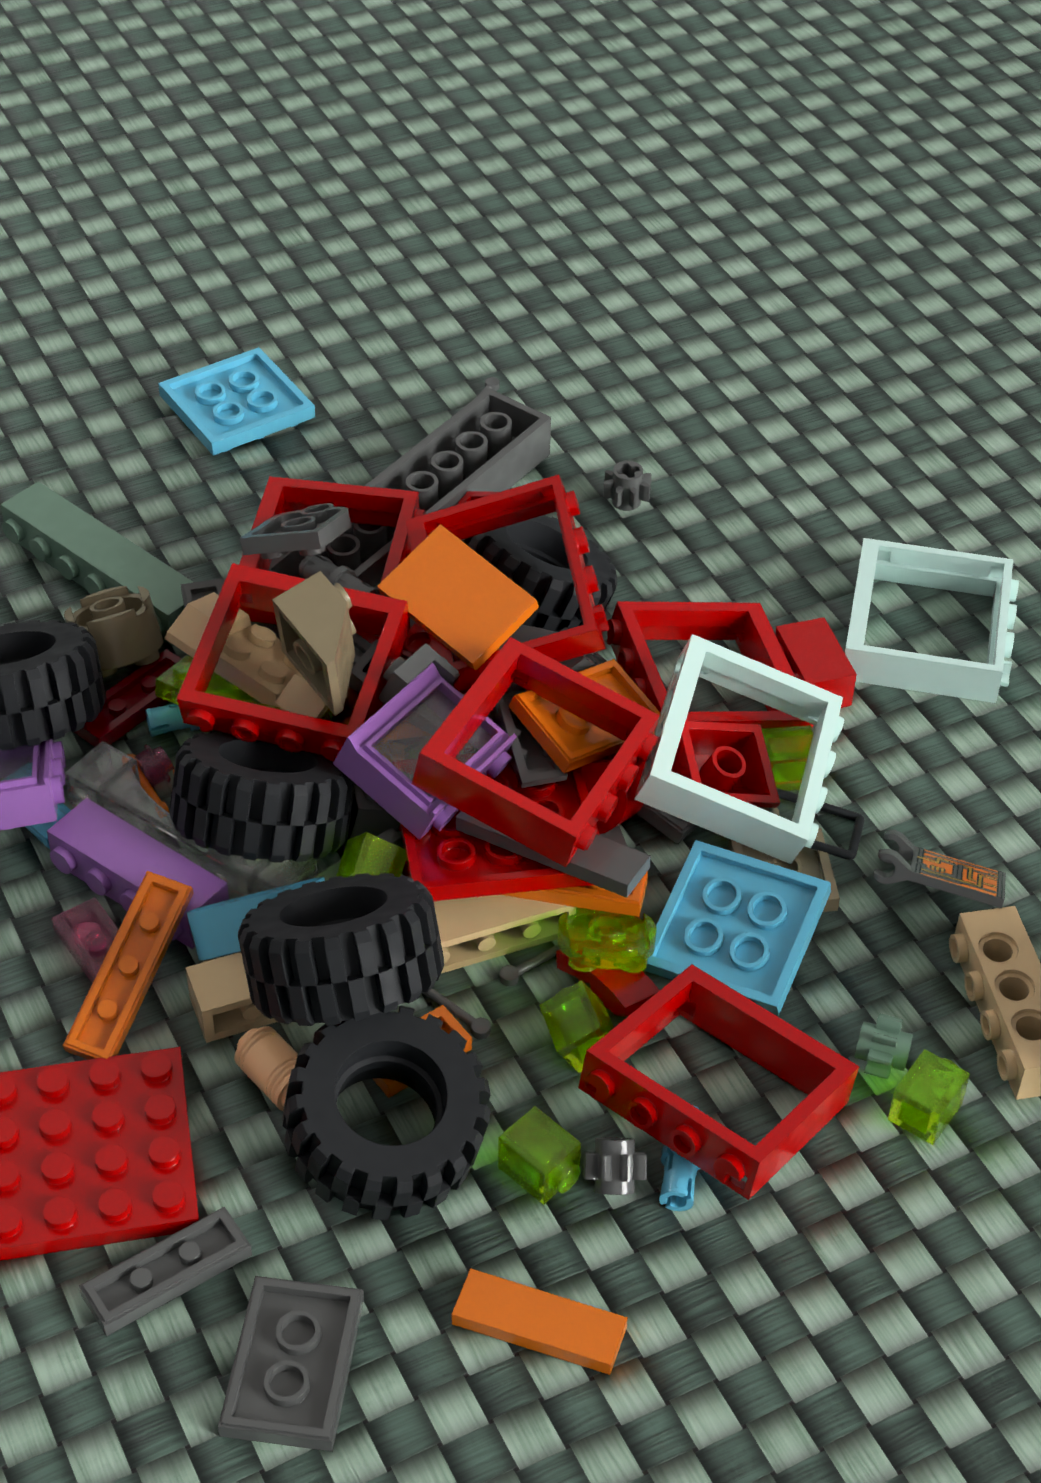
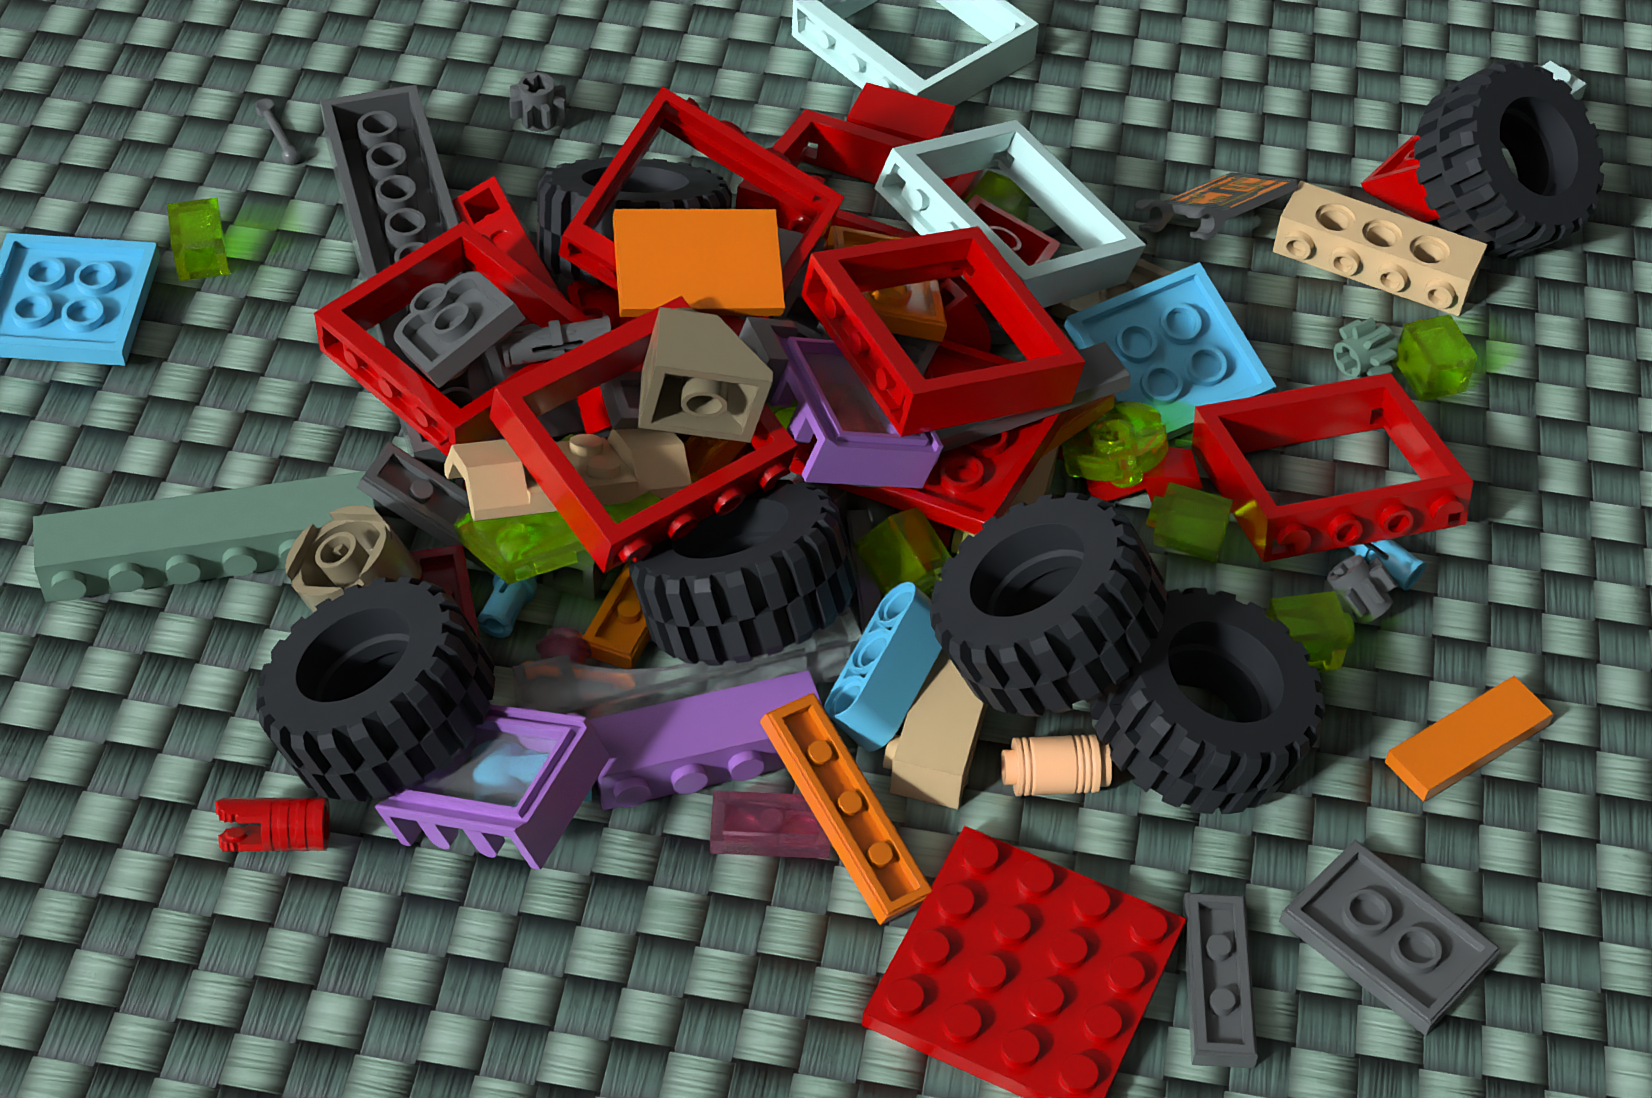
camera: 55 degrees left, 5 degrees up
(338, 419) = (198, 239): none -> clear neon green brick

